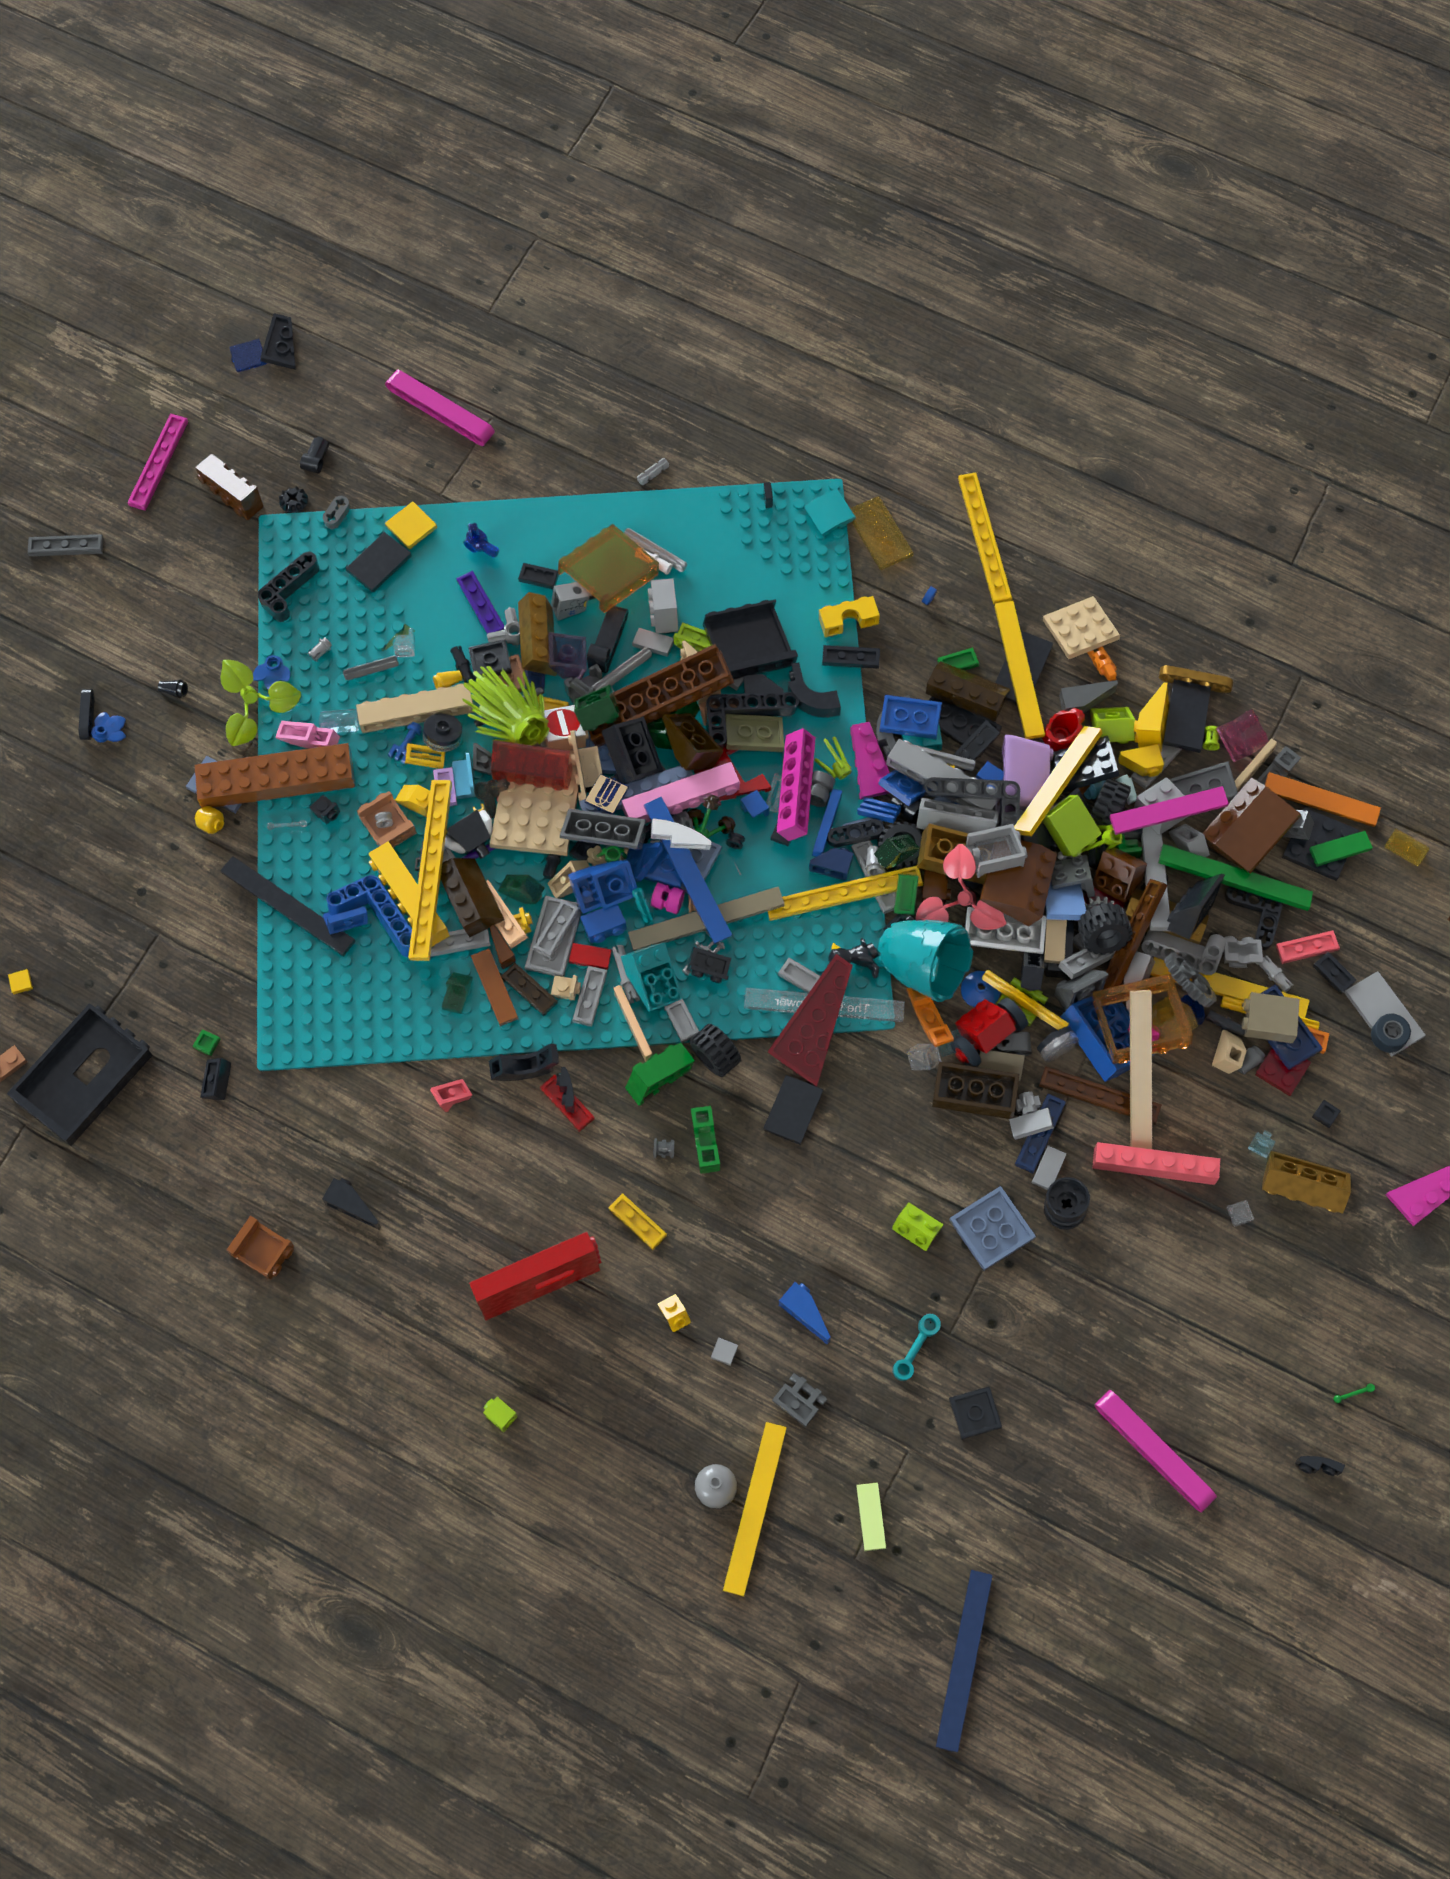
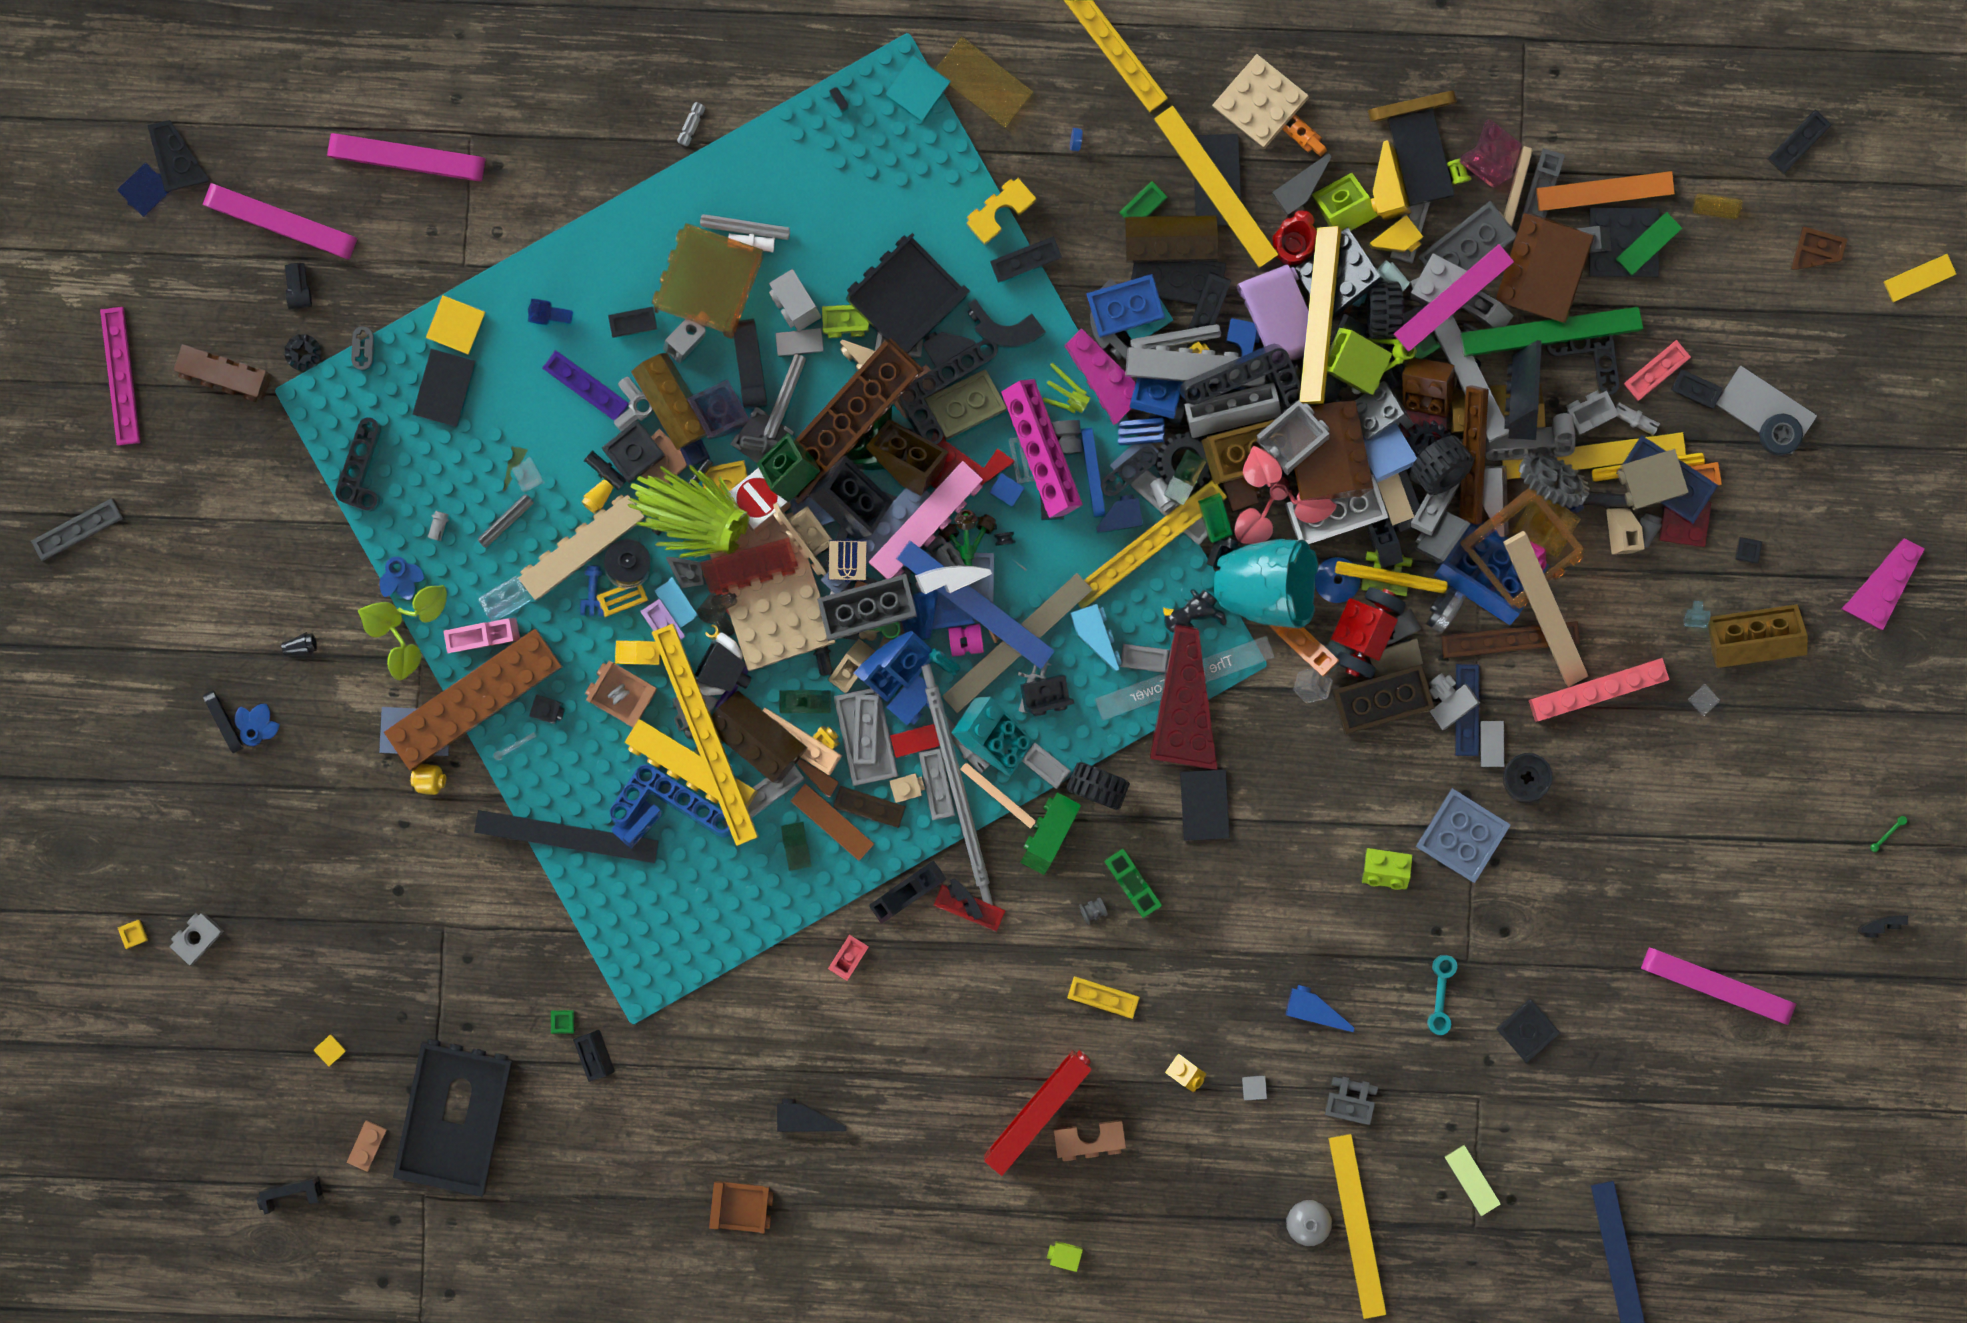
camera: 25 degrees left, 20 degrees up
(328, 410) = (280, 221): none -> dark pink beam
(584, 1335) = (1110, 1139): none -> nougat arch
(605, 999) = (956, 782): none -> light grey axle
(769, 935) = (1091, 630): none -> medium azure slope

